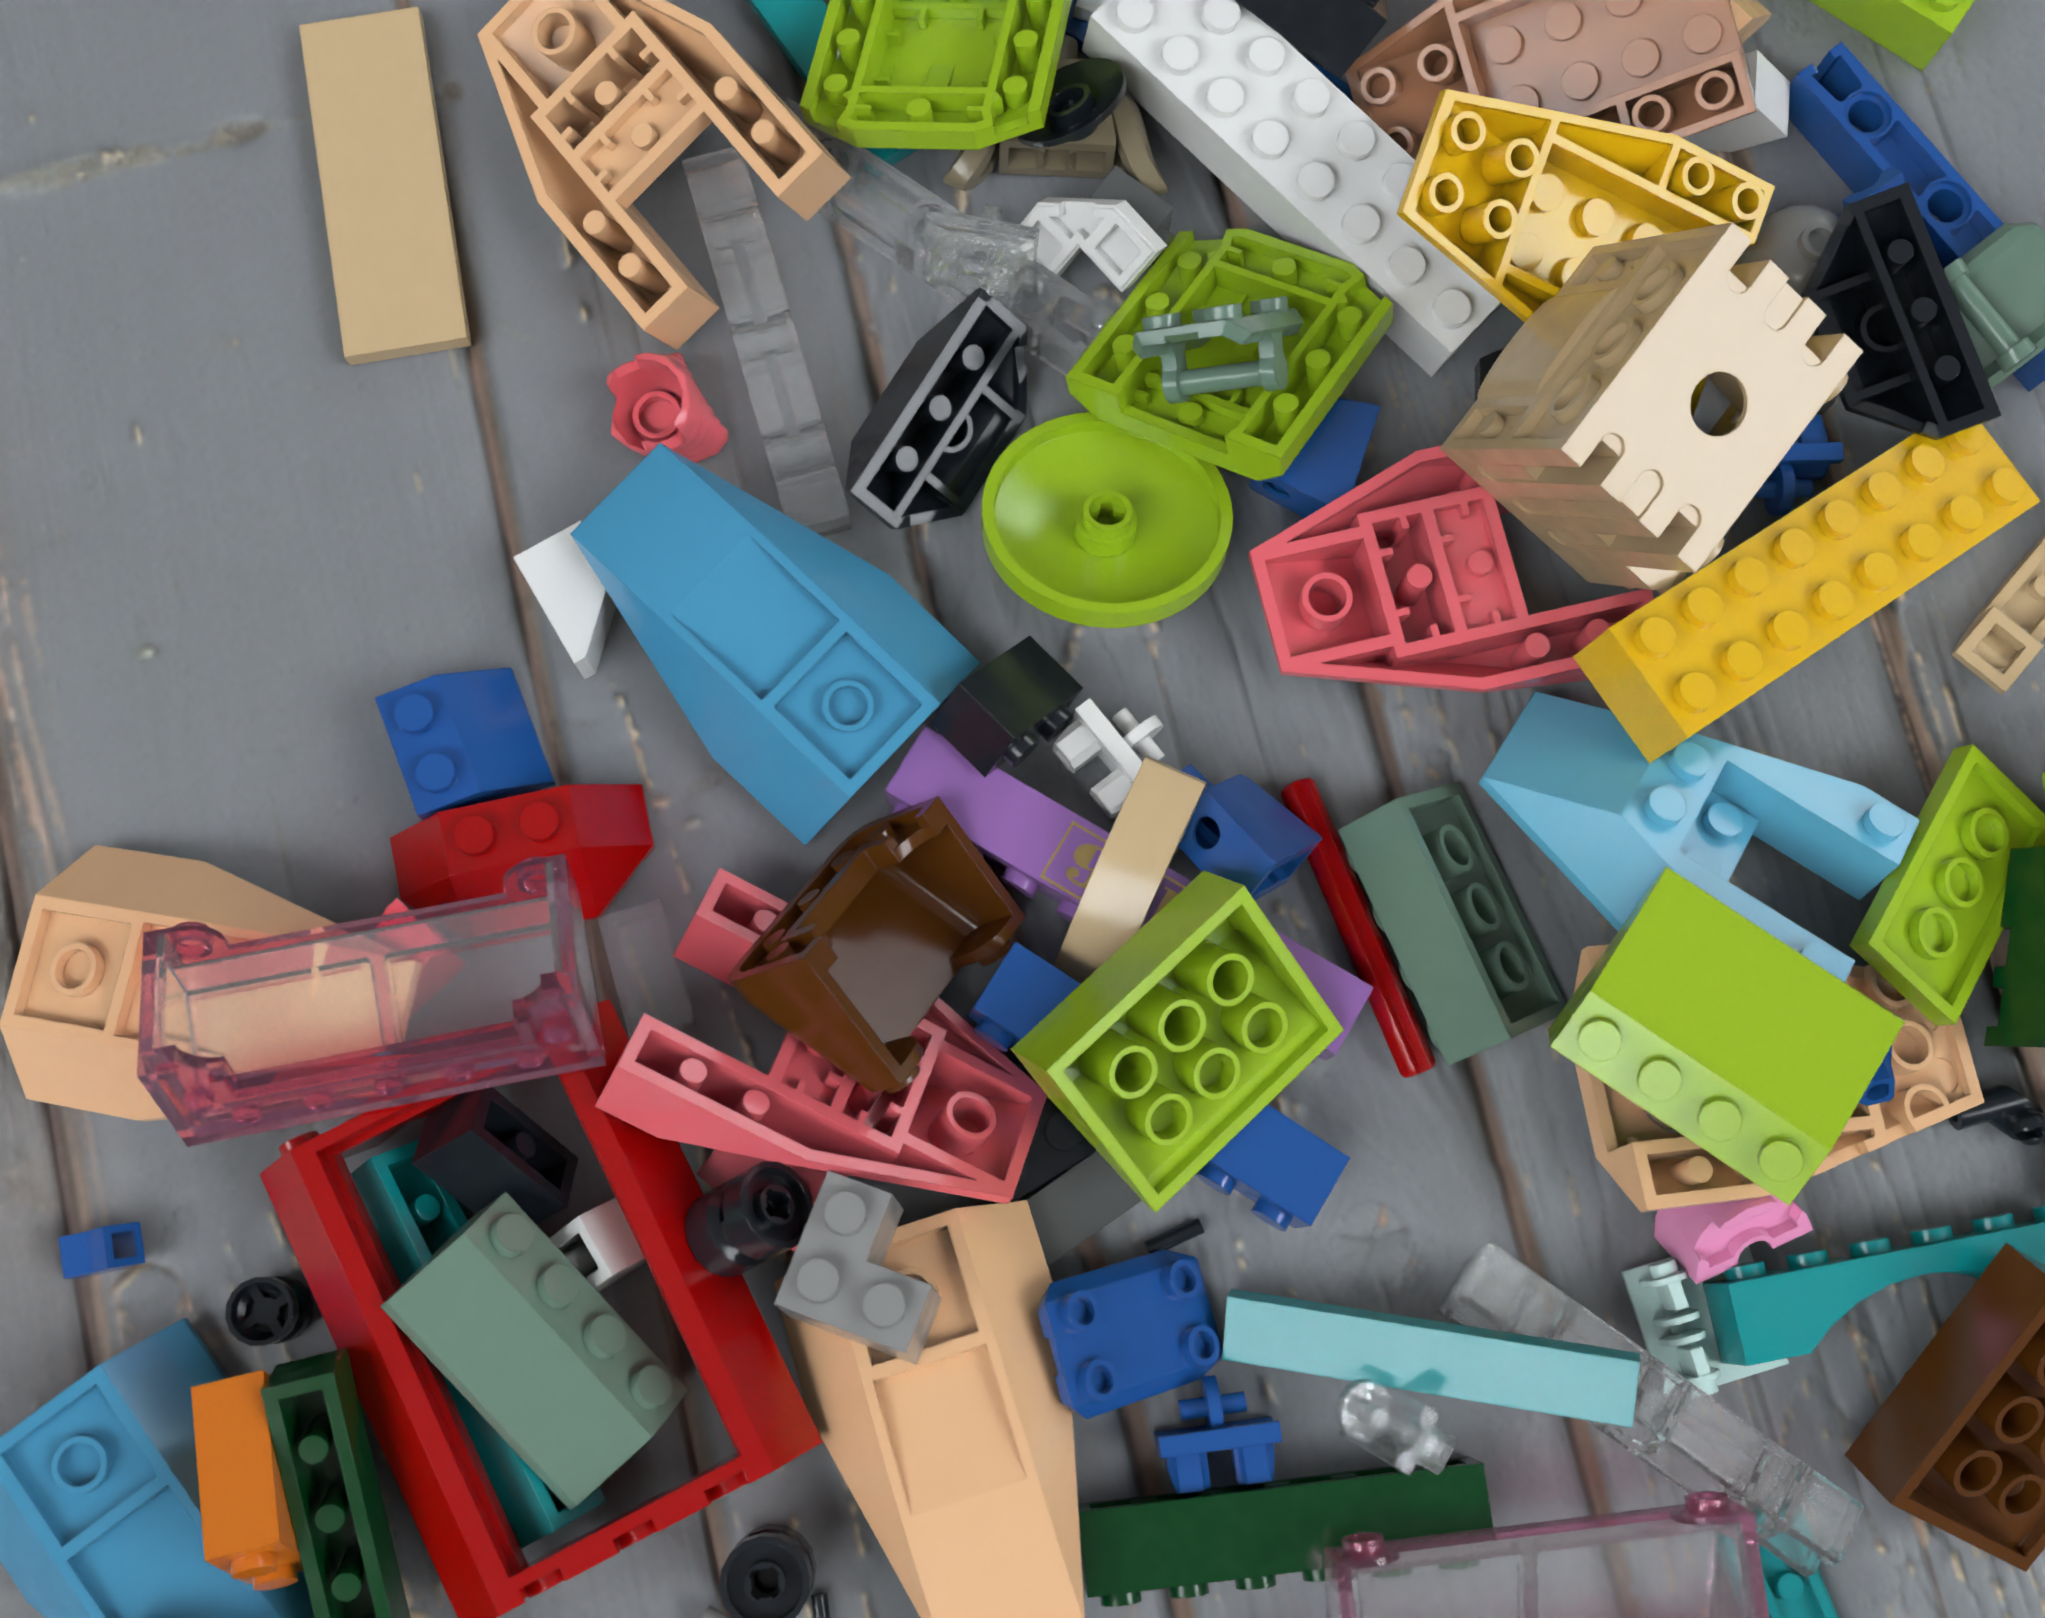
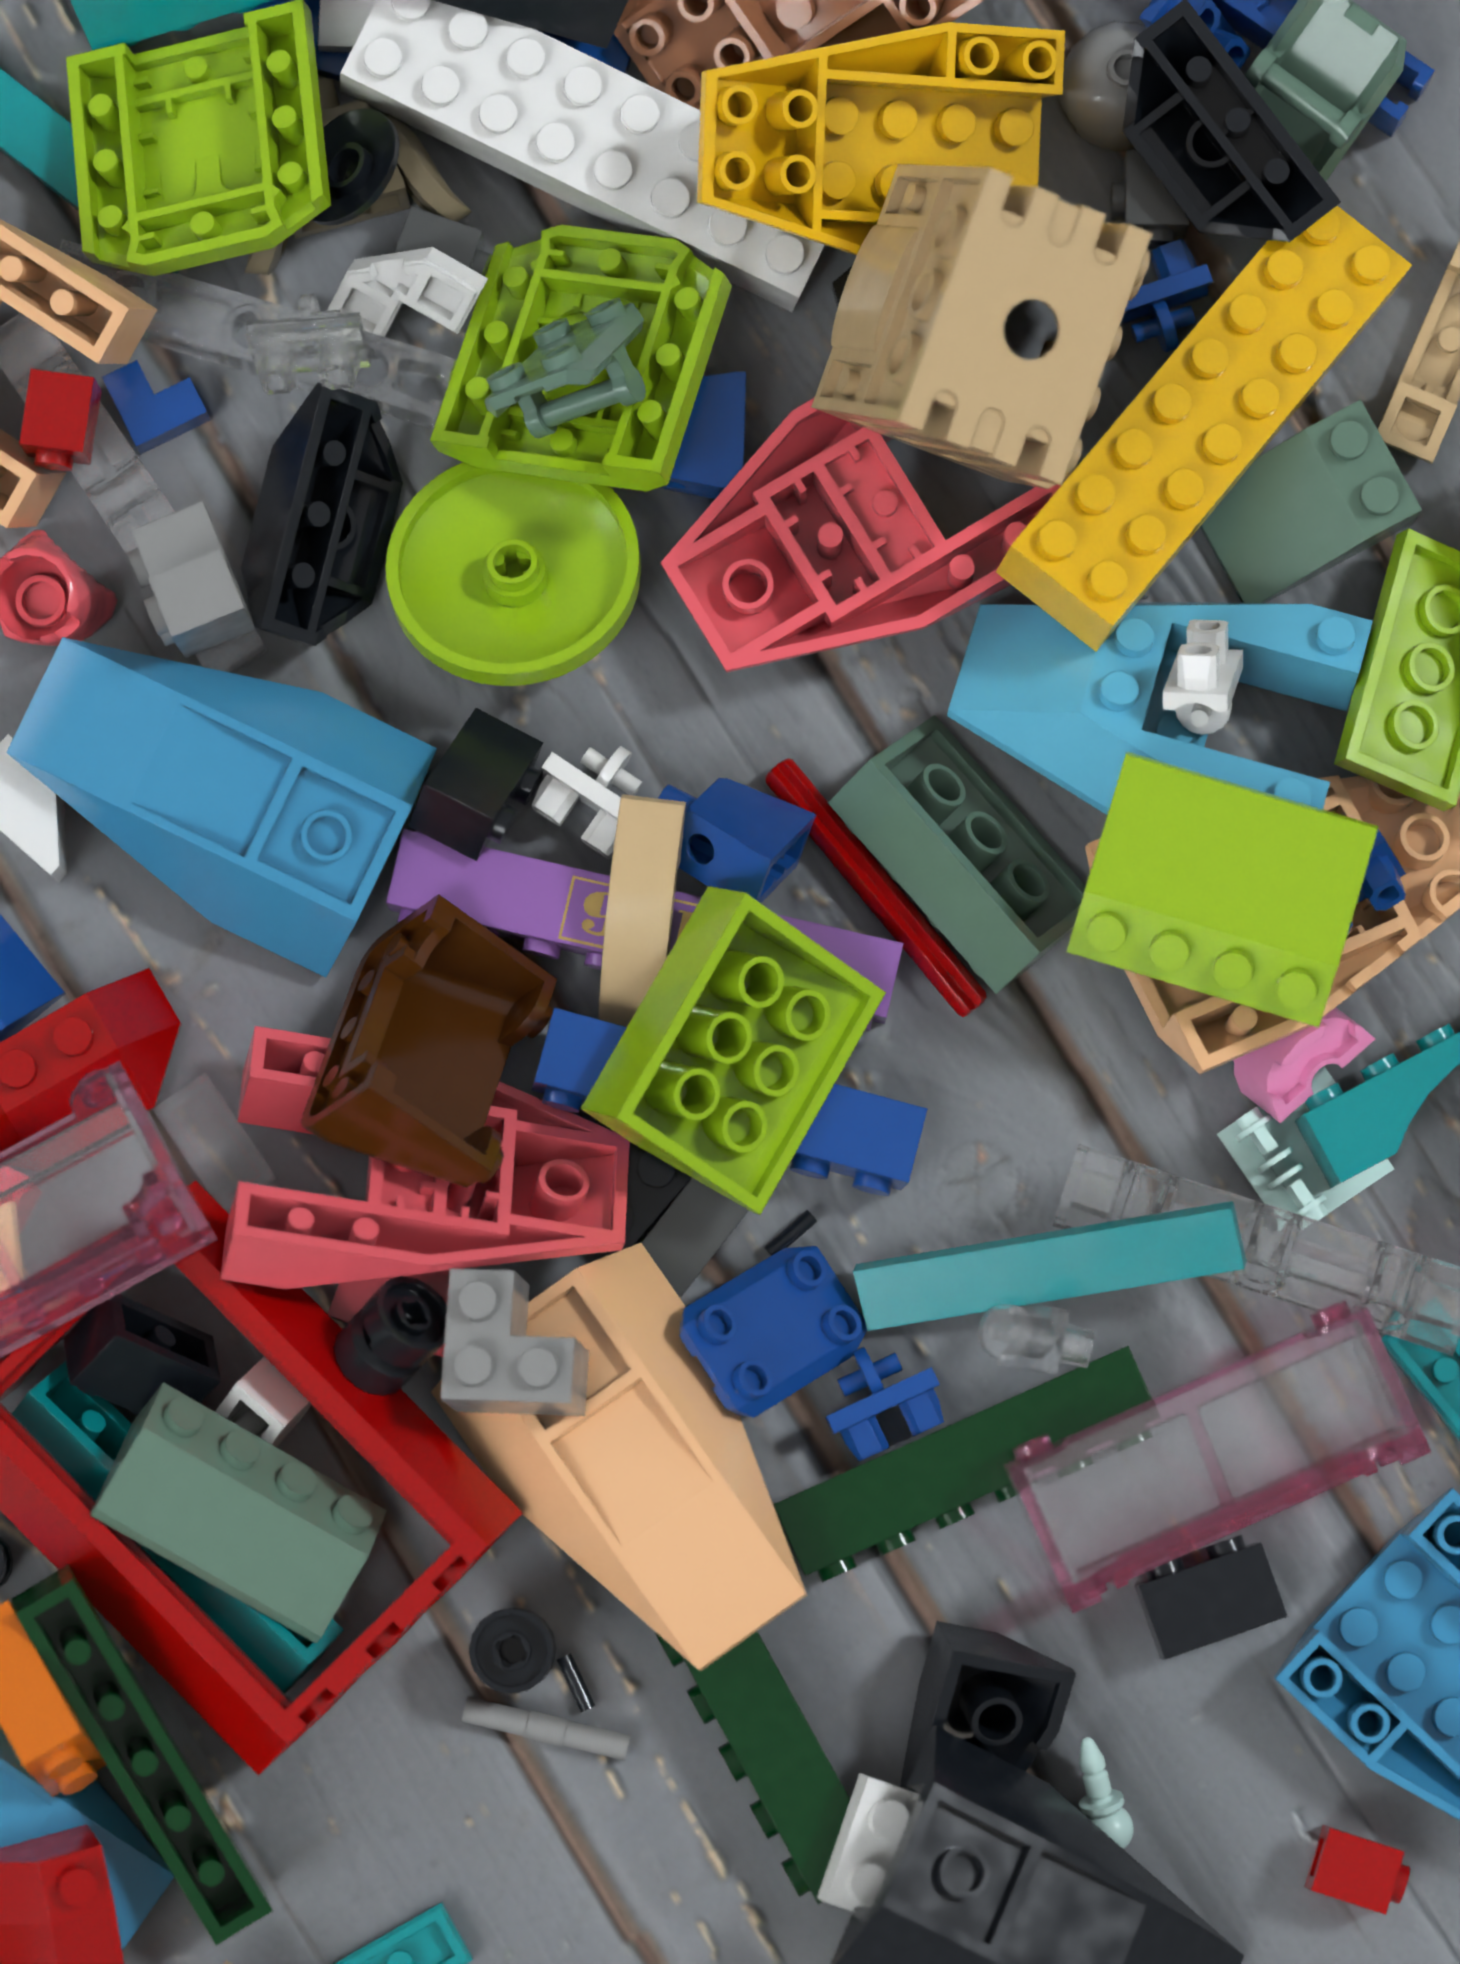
camera: 10 degrees left, 5 degrees up
(727, 245) = (60, 419): none -> red brick
(796, 429) = (191, 581): none -> light grey brick
(819, 285) = (151, 416): none -> blue piece
(1750, 822) = (1203, 678): none -> white hips
(1879, 696) = (1310, 506): none -> sand green slope

